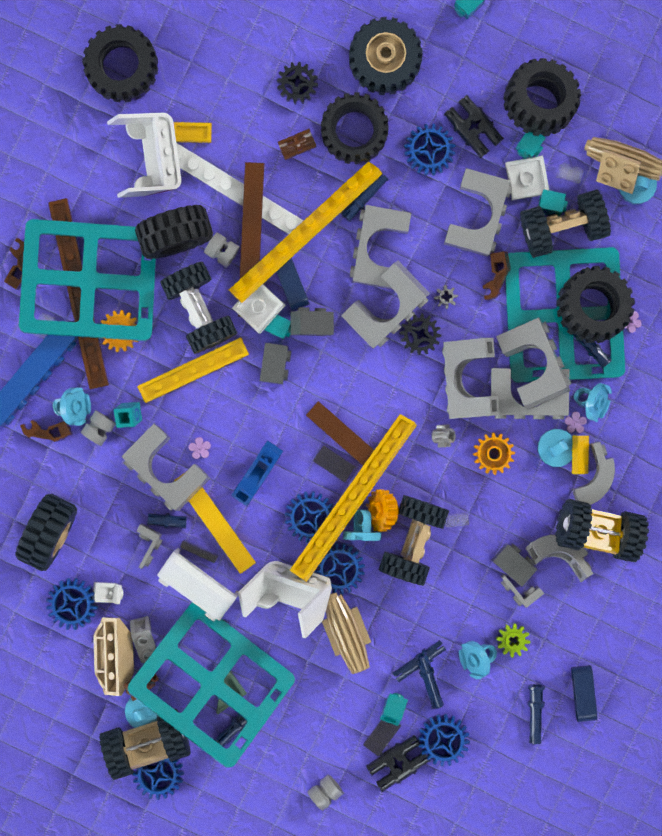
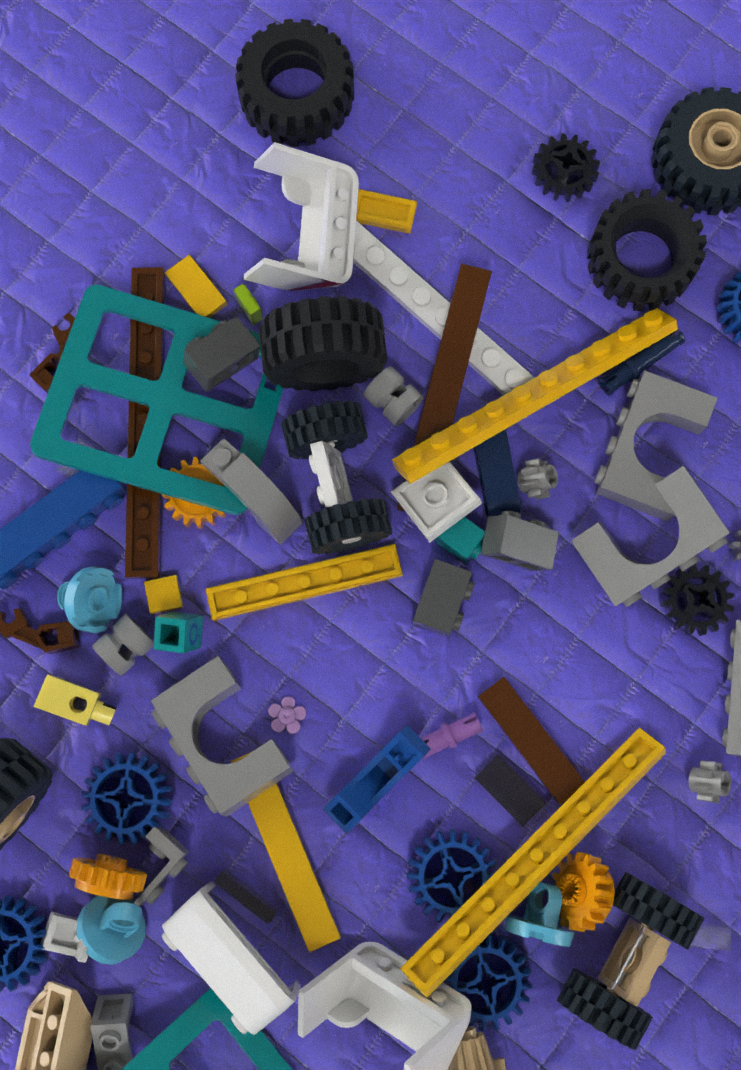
camera: 15 degrees right, 10 degrees down
(69, 466) = (58, 698): none -> light yellow torso
(89, 205) = (195, 287): none -> yellow tile
(113, 394) = (163, 594): none -> yellow tile
(114, 247) = (220, 353): none -> dark grey brick
(120, 556) = (107, 877): none -> light orange gear
(121, 521) = (123, 813): none -> blue gear
(123, 210) = (248, 304): none -> lime tile
(129, 582) = (111, 929): none -> medium azure tile
(151, 324) = (254, 490): none -> light grey arch
(167, 520) = (203, 829): dark blue pin -> none
(294, 440) = (452, 734): none -> medium lavender pin
(297, 144) = (548, 257): reddish brown hips -> none
(315, 282) = (537, 478): none -> light grey gear

